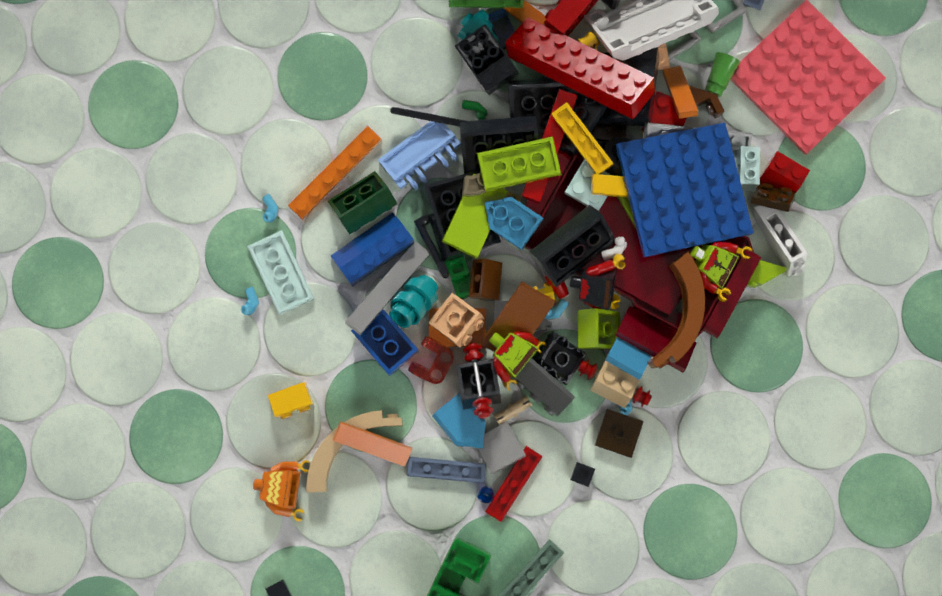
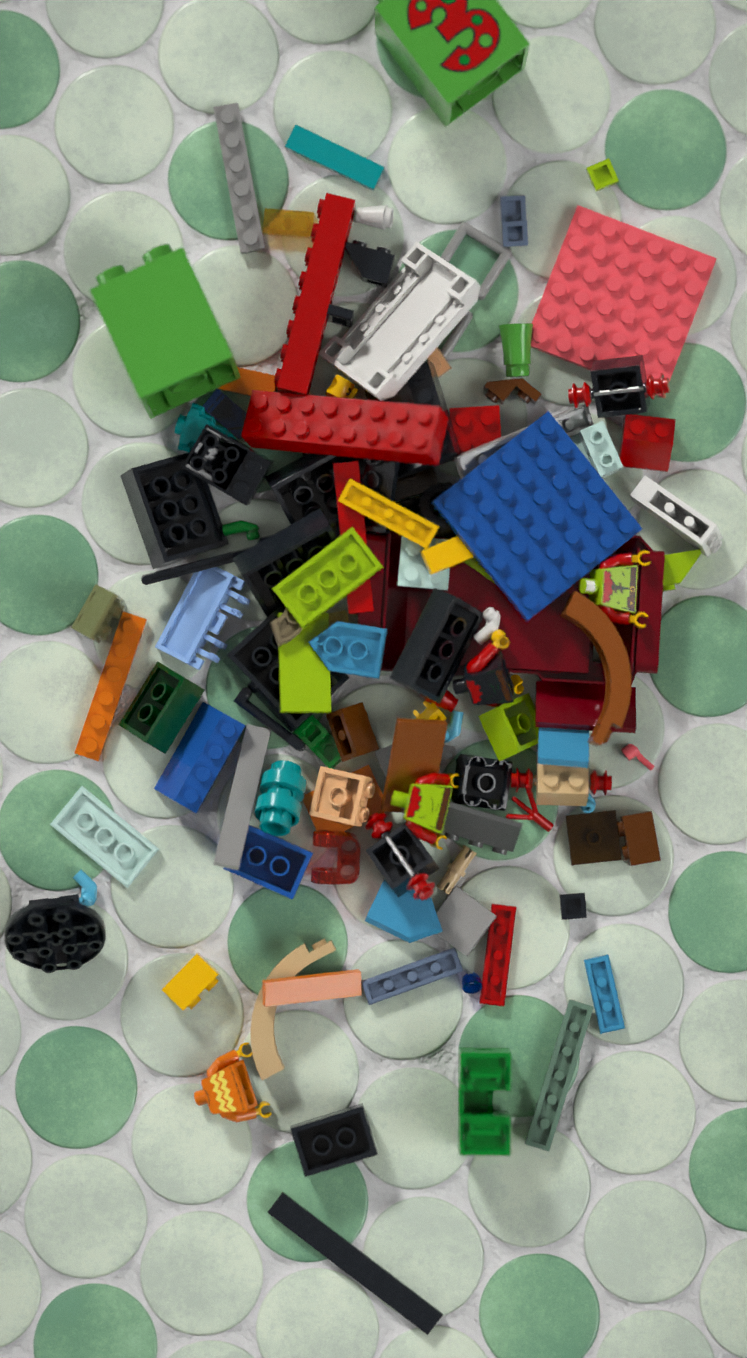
camera: 25 degrees left, 5 degrees up
(212, 320) = (55, 933): none -> black bracket
(272, 209) = (57, 767): medium azure arm -> none
(336, 559) = (334, 1140): none -> black brick
(350, 119) = (98, 614): none -> olive slope
(434, 74) = (173, 511): none -> black slope
(575, 547) = (604, 994): none -> dark azure tile
(584, 396) = (533, 814): none -> red plant
(651, 448) = (639, 838): none -> reddish brown brick
(674, 386) = (631, 751): none -> coral hand
(680, 92) = (478, 397): orange tile -> none
(773, 197) = (646, 473): dark brown plate -> none
(781, 130) = (619, 387): none -> black brick

